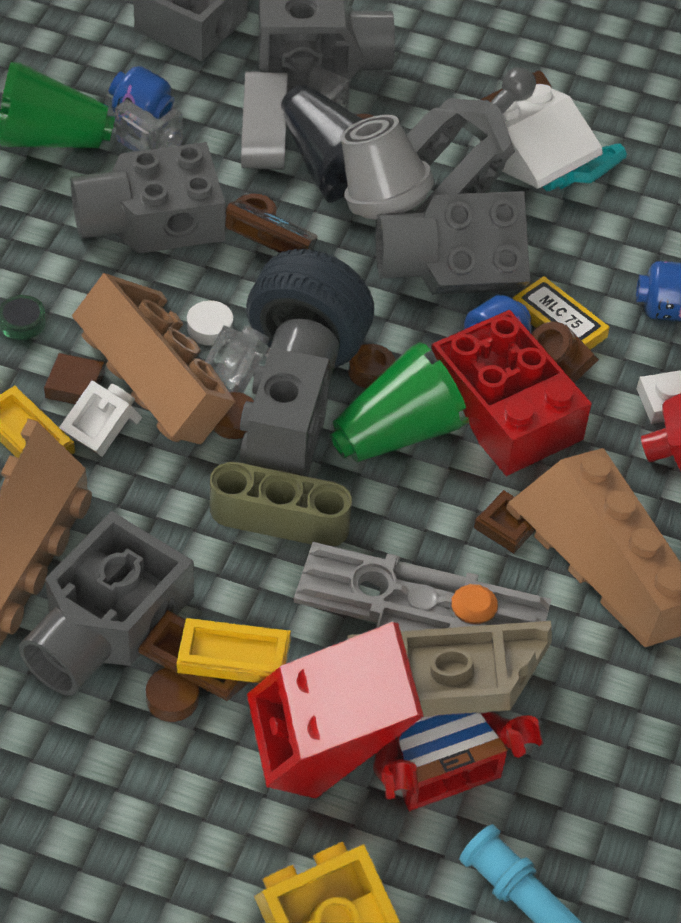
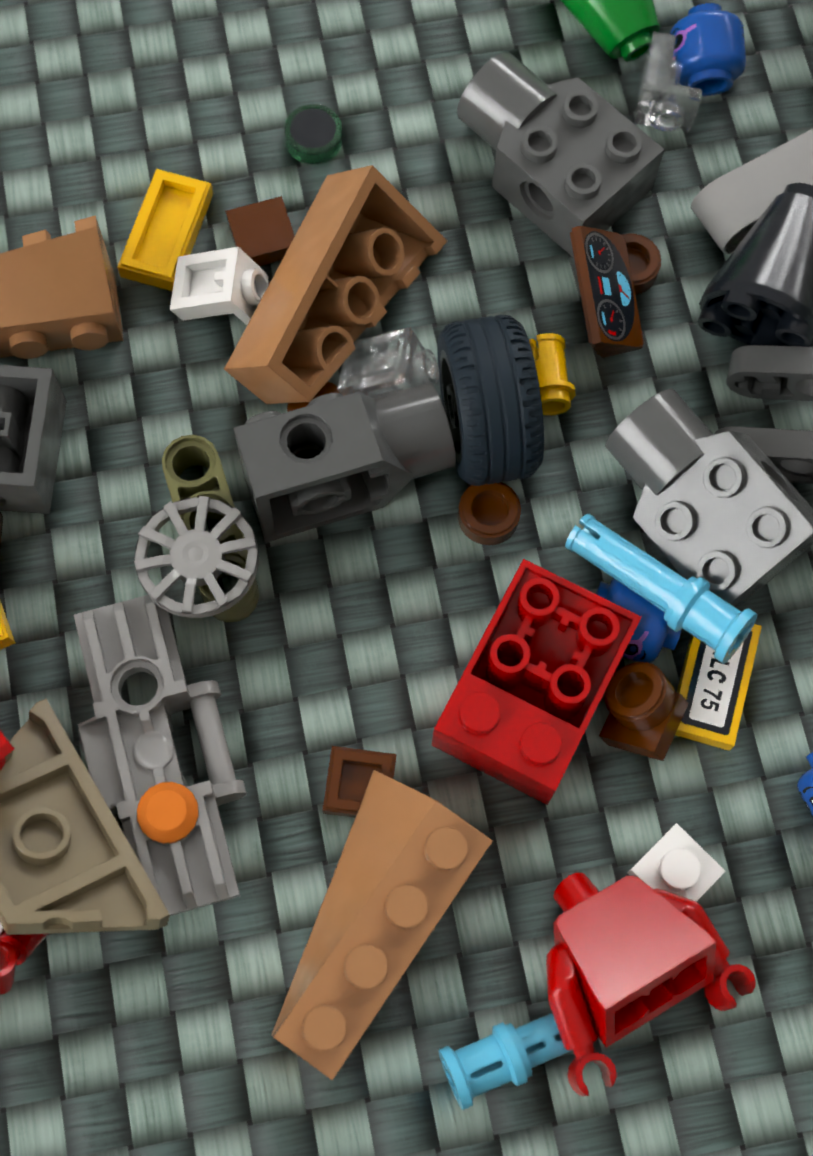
camera: 60 degrees right, 20 degrees up
(207, 320) = (430, 309): white tile -> none
(309, 501) = (196, 557): none -> light grey wheel
(383, 168) = (738, 352): light grey piece -> none
(400, 408) = (421, 578): green cone -> none
(515, 283) = (685, 602): none -> medium azure pin

